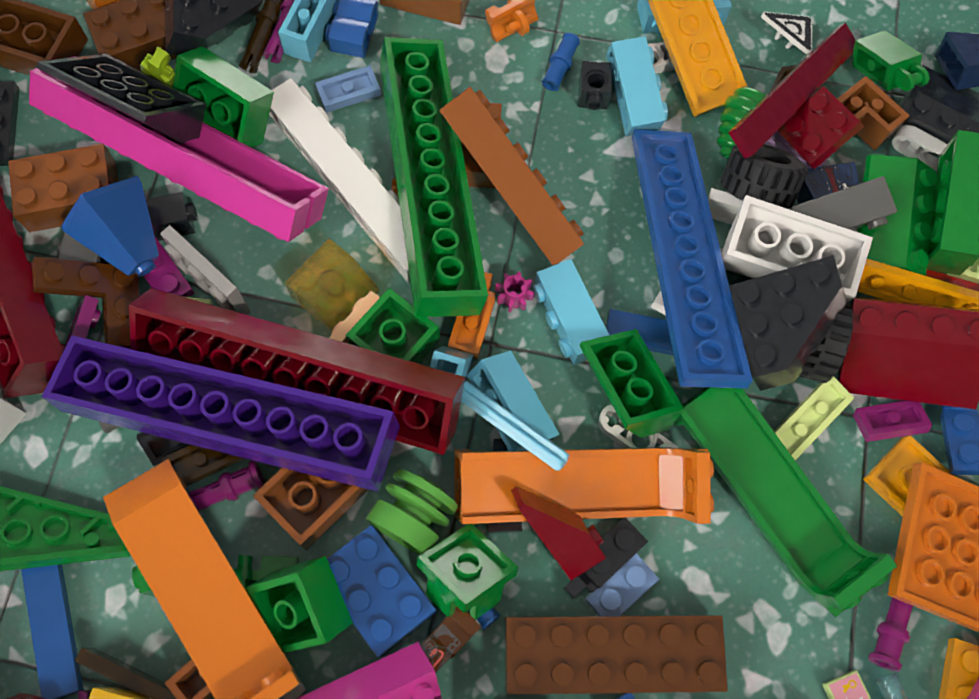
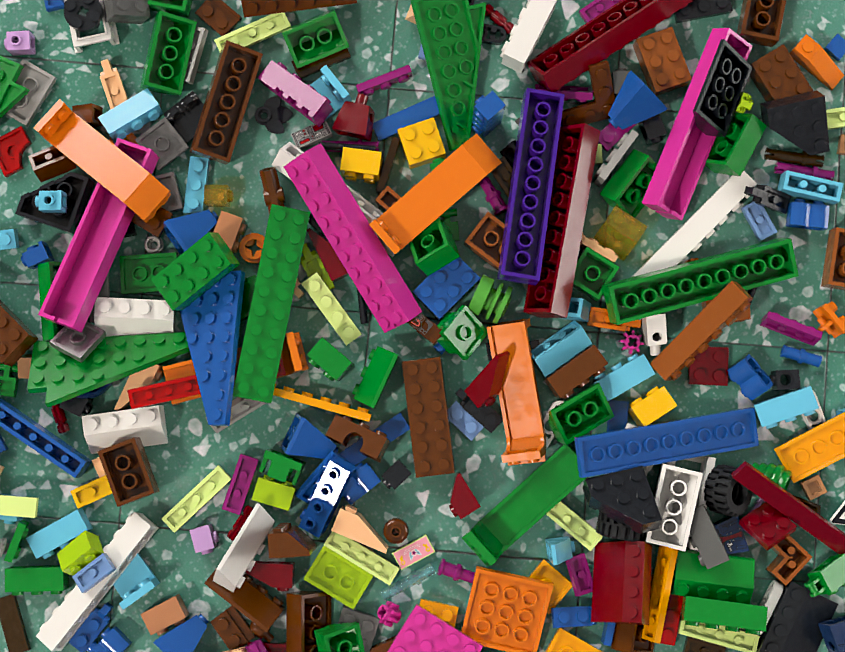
camera: 90 degrees right, 15 degrees up
(66, 469) = (487, 114): none -> blue brick
(100, 607) = (421, 143): none -> yellow brick
(251, 258) = (630, 183): none -> green slope
(316, 66) = (769, 198): none -> black hinge
(505, 250) = (652, 325): none -> white torso
(514, 427) = (543, 348): medium azure axle -> none
(518, 67) = (791, 328): none -> magenta plate
(558, 380) = (576, 372): none -> reddish brown brick
(570, 182) = (710, 367): none -> dark red plate
(588, 128) = (750, 377): none -> blue brick
(626, 269) = (652, 407): none -> yellow brick
(757, 71) = (813, 487): none -> medium nougat plate
(768, 606) = (462, 498): none -> dark red slope
(858, 447) = (559, 549): none -> medium azure slope

